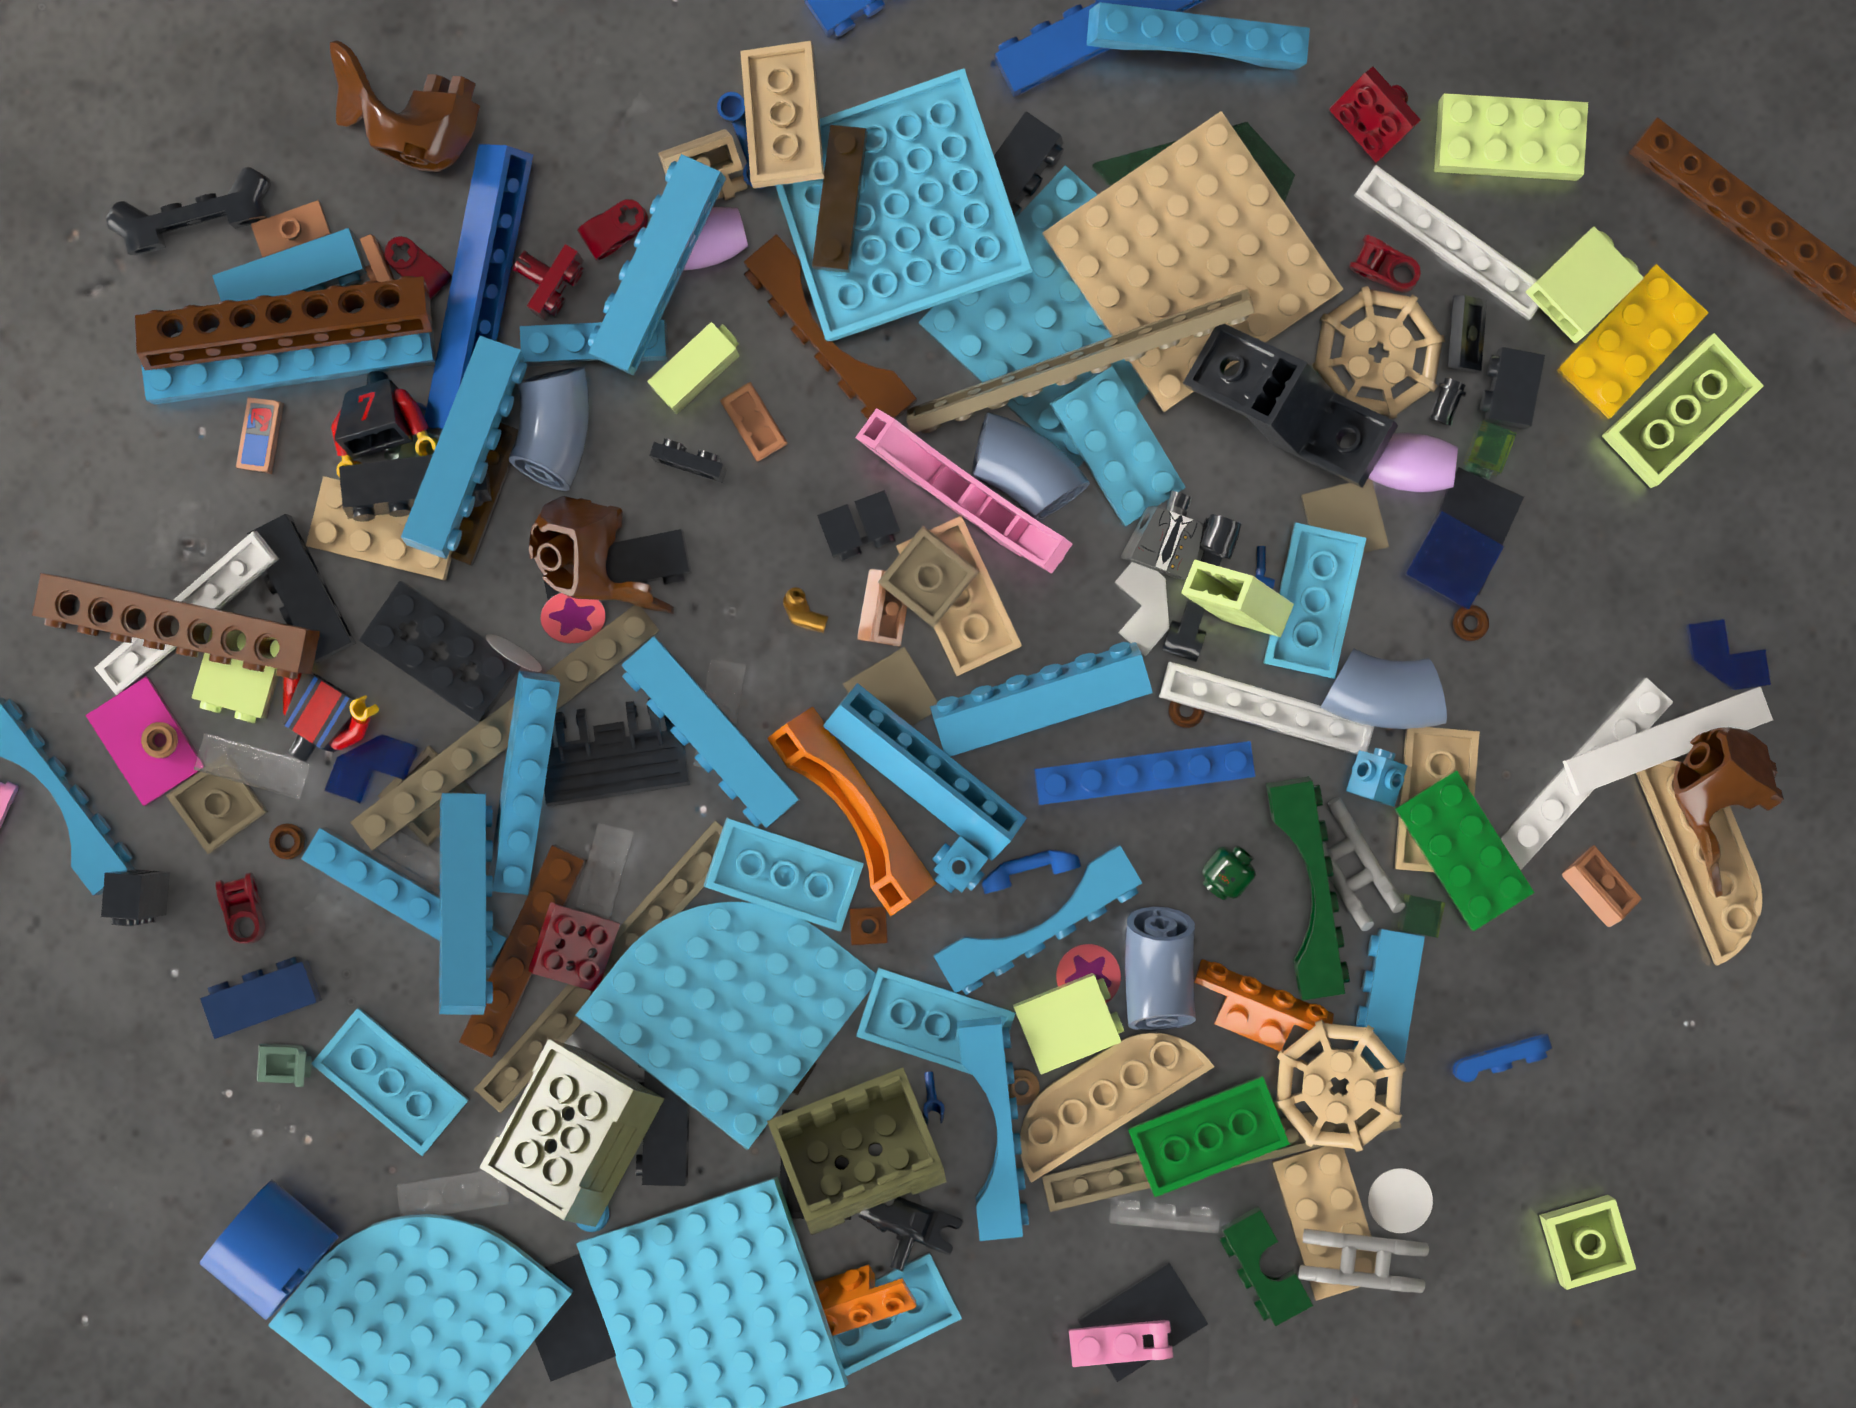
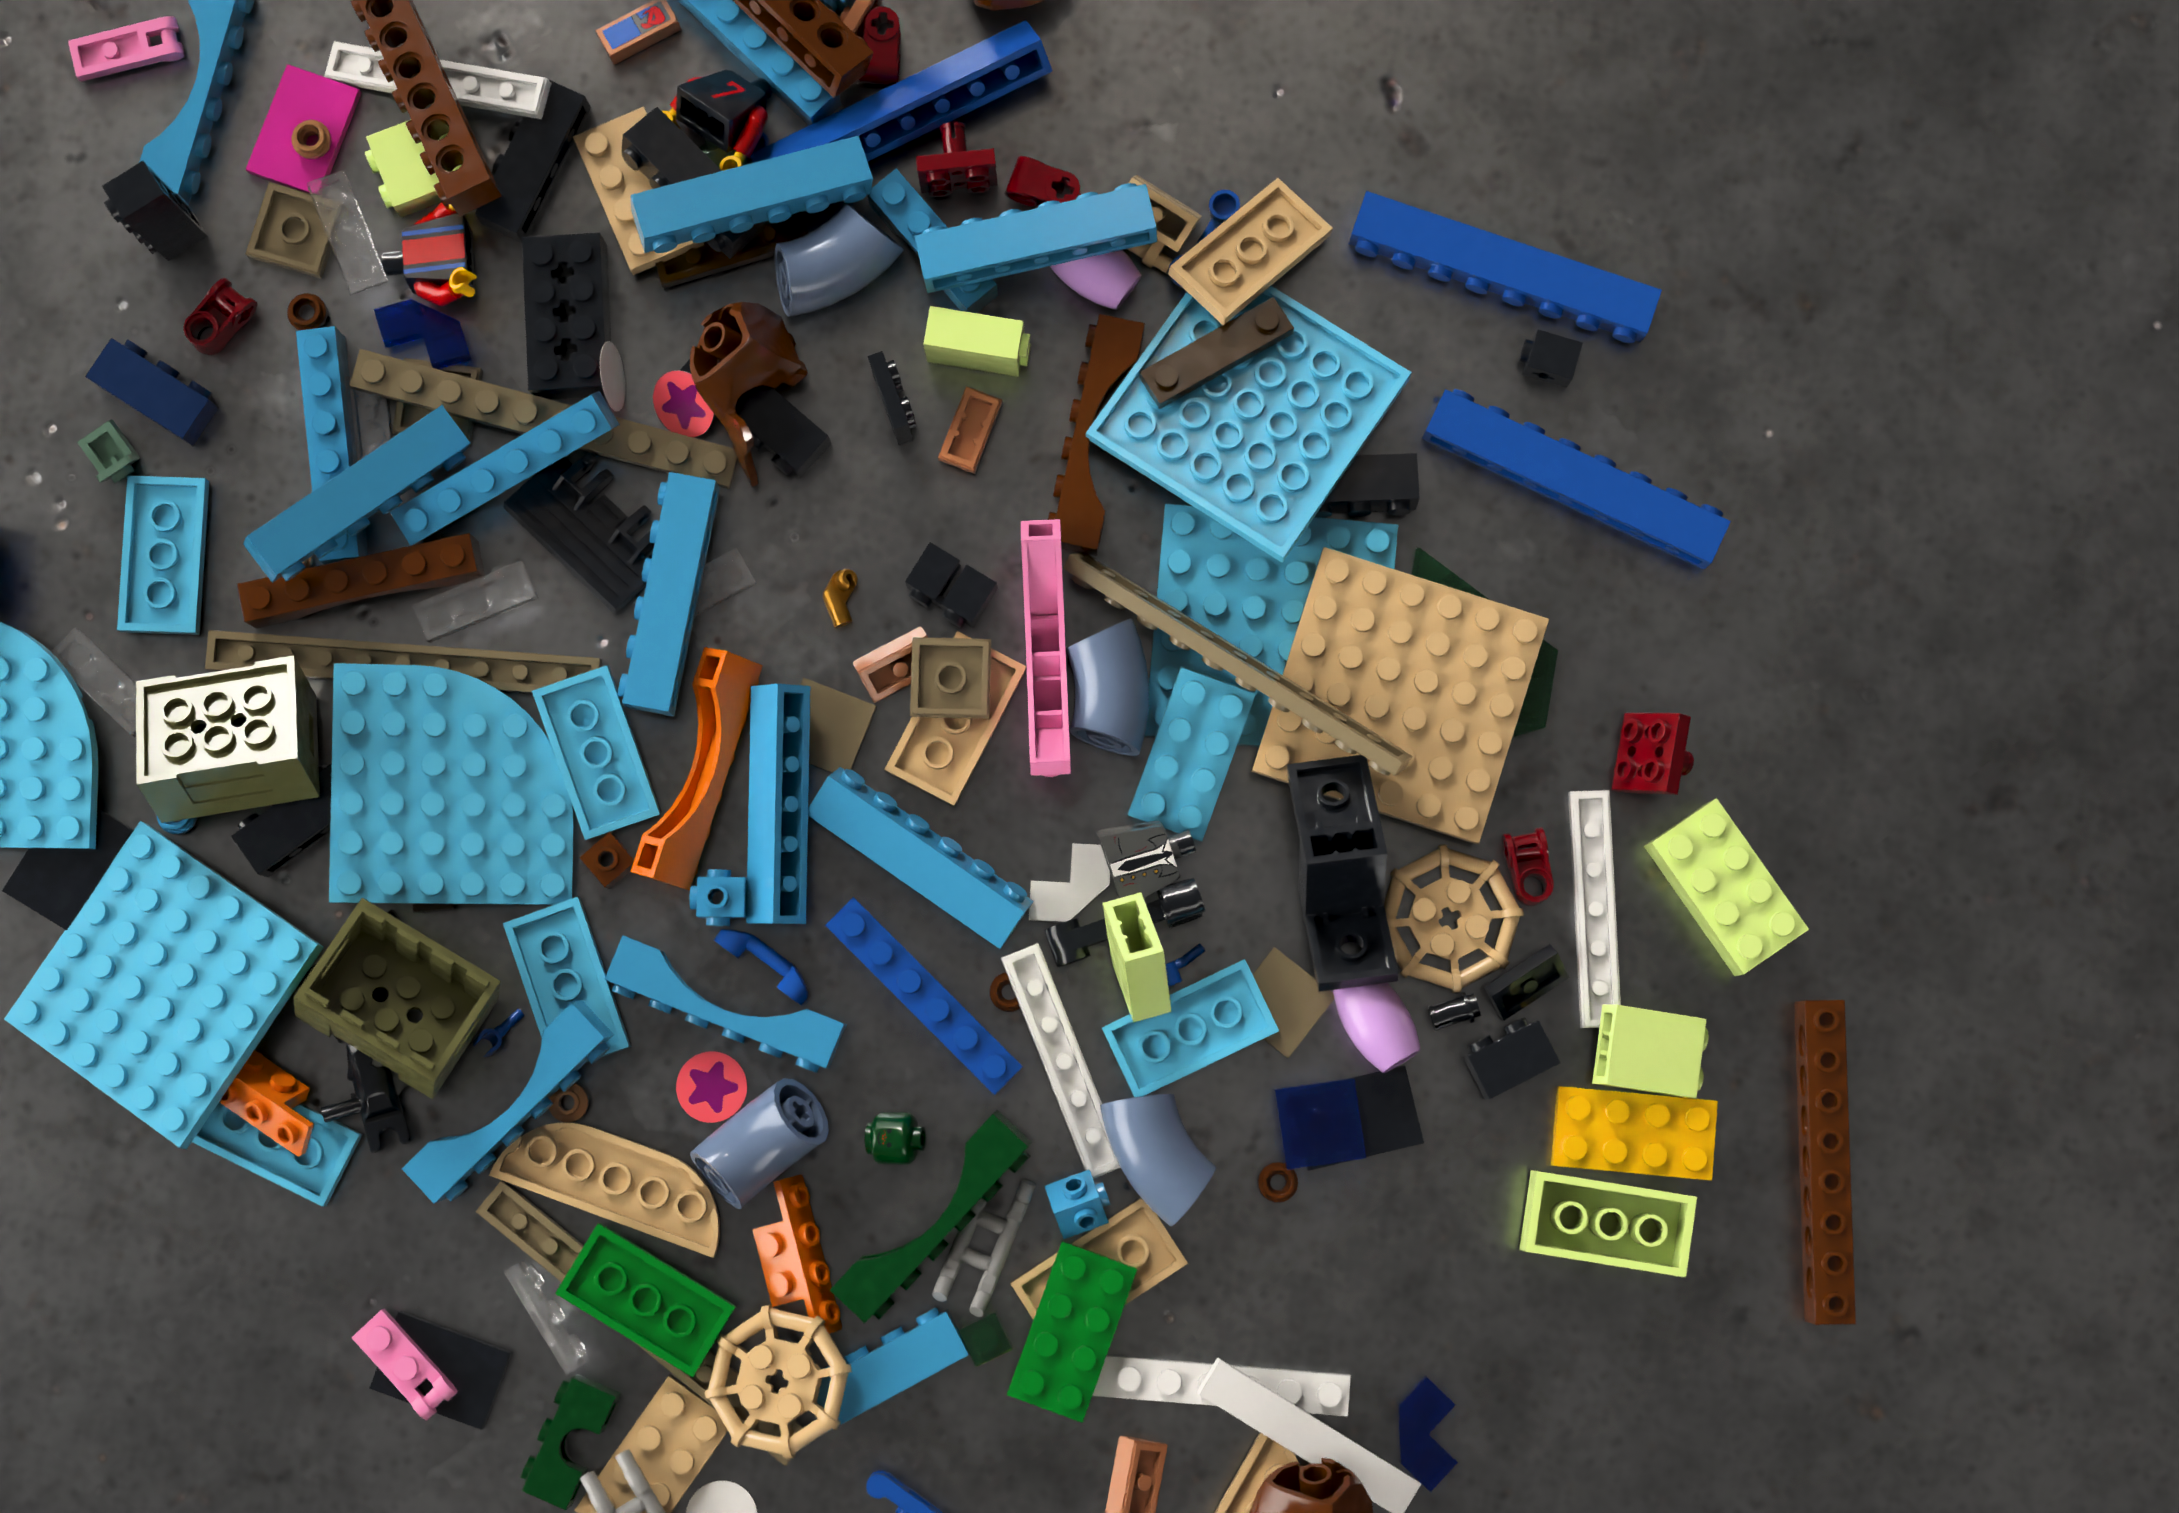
camera: 50 degrees right, 5 degrees down
(562, 943) = (401, 596): dark red plate -> none
(1069, 1022) = (655, 1099): yellowish green brick -> none
(1156, 29) = (1575, 509): dark azure arch -> none
(1489, 449) = (1440, 1080): clear green brick -> none

